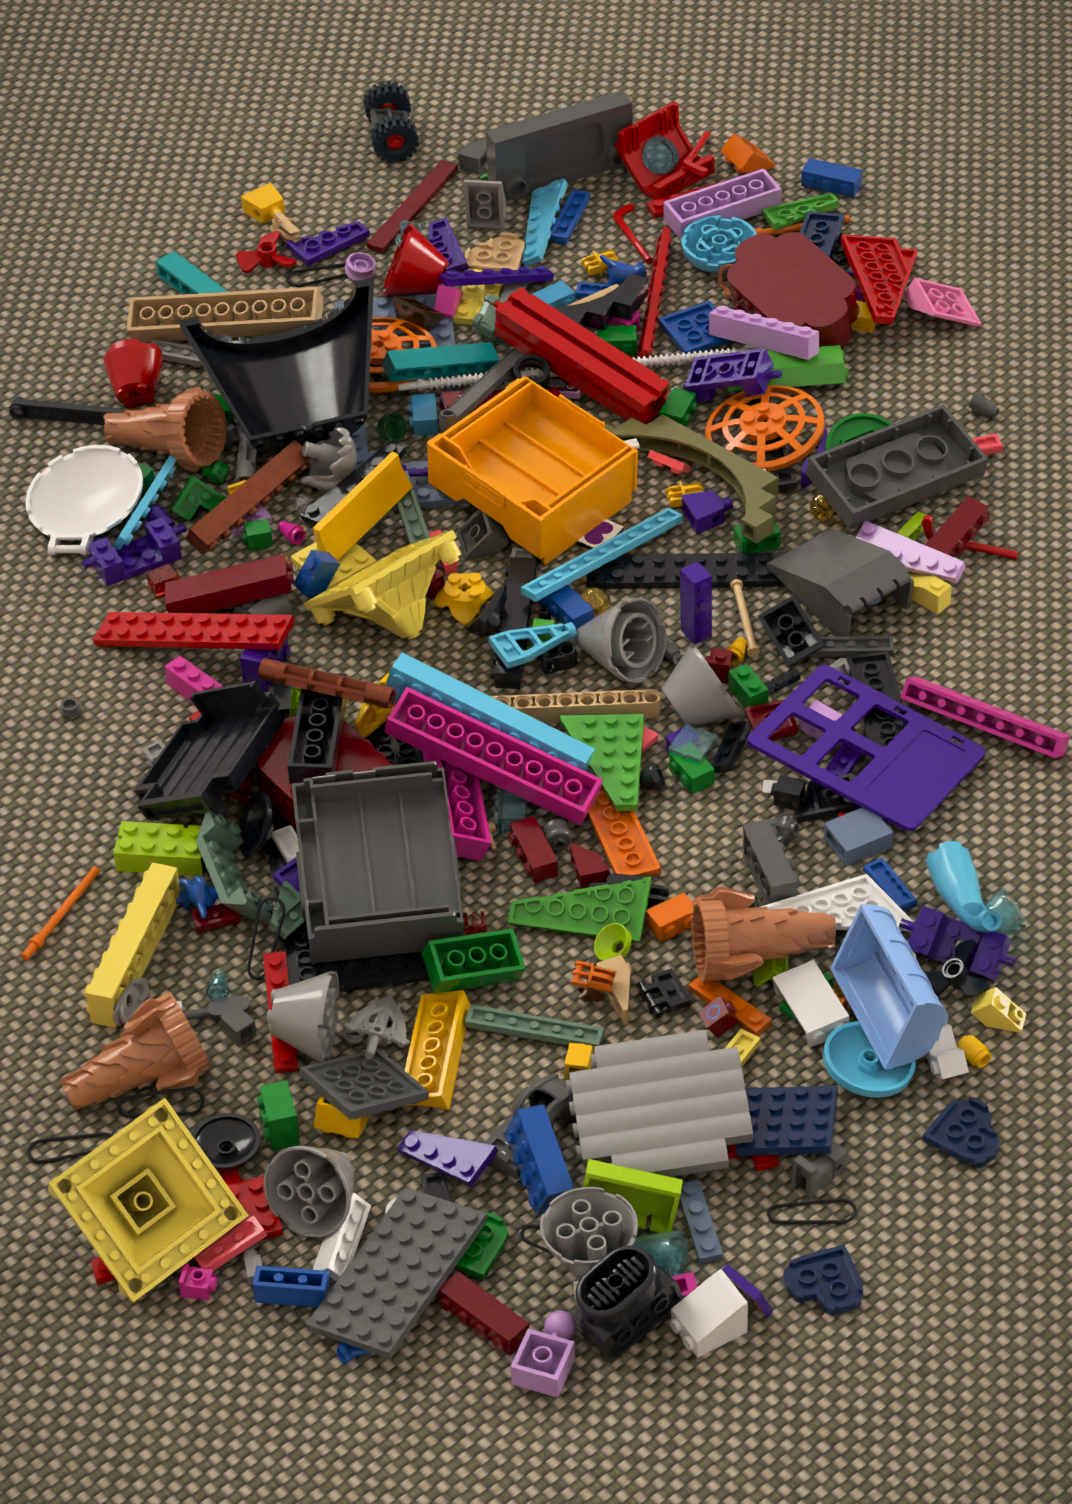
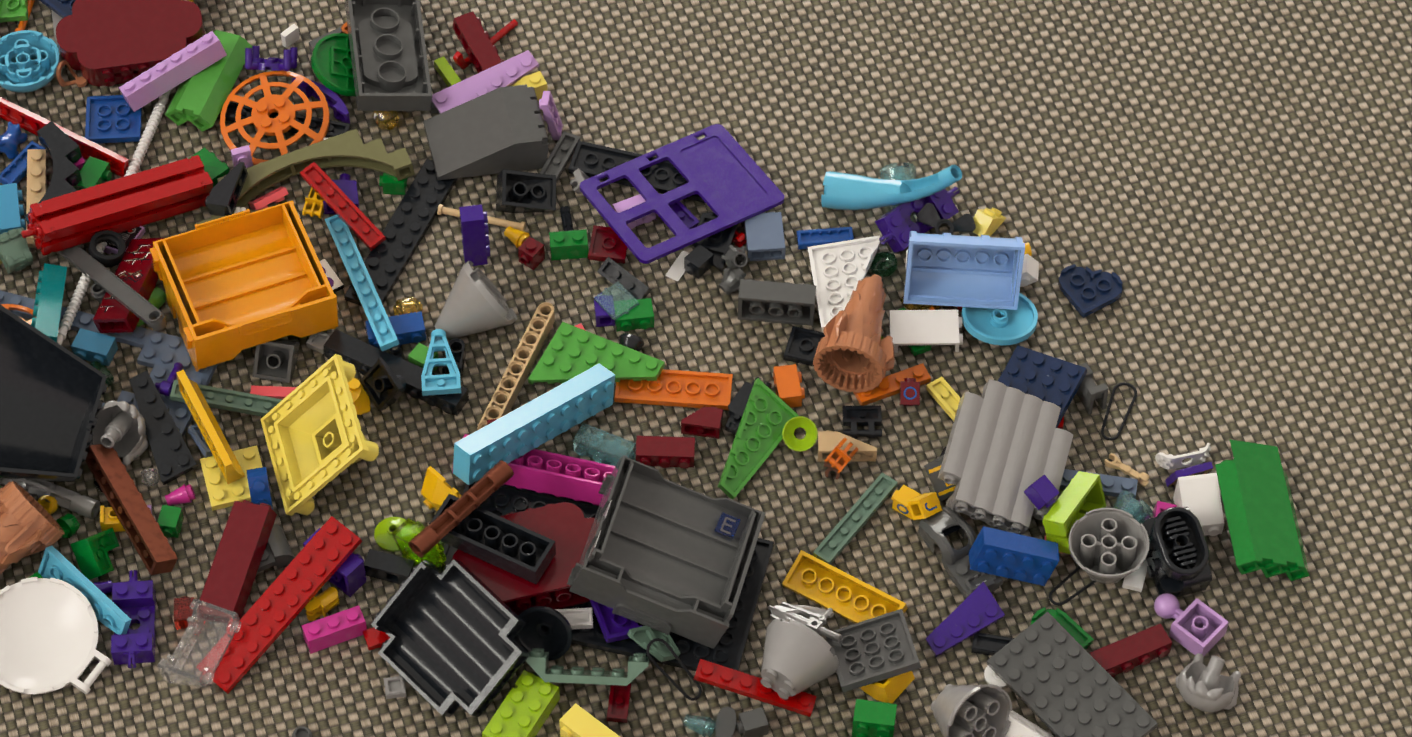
camera: 70 degrees left, 10 degrees up
(101, 600) = (201, 645): none -> clear windscreen
(198, 894) = (601, 700): blue animal -> none
(219, 667) = (322, 604): none -> yellow arm
(233, 451) = (50, 507): none -> yellow piece
(433, 896) = (727, 525): none -> clear blue tile
(465, 1389) = (1205, 687): none -> light grey piece
(473, 960) = (781, 532): green brick -> none
(493, 756) = (578, 431): dark pink brick -> none
(557, 834) = (658, 427): dark grey piece -> none
(567, 1063) = (924, 505): none -> yellow brick
(624, 1148) = (1042, 493): none -> dark purple brick
(643, 421) = (227, 191): none -> black slope
(672, 654) = (499, 280): dark grey bar -> none
(682, 507) = (342, 206): none -> red plate
(696, 419) = (242, 154): none -> lavender plate
(698, 692) = (567, 272): light grey cone -> none
(728, 1370) = (1261, 512): none -> green panel
(736, 1231) = (1127, 470): none -> tan piece
(746, 368) = (217, 97): dark purple brick -> none
(786, 1300) = (1174, 462): none -> white piece
(812, 821) = (734, 252): none -> dark grey rock
(827, 397) = (253, 62): none -> dark purple plate
(827, 1278) = (1188, 425): dark blue plate -> none
(879, 403) = (290, 36): none -> white tile
(894, 610) = (551, 115): none -> lavender plate
(985, 717) = (686, 109): dark pink brick -> none

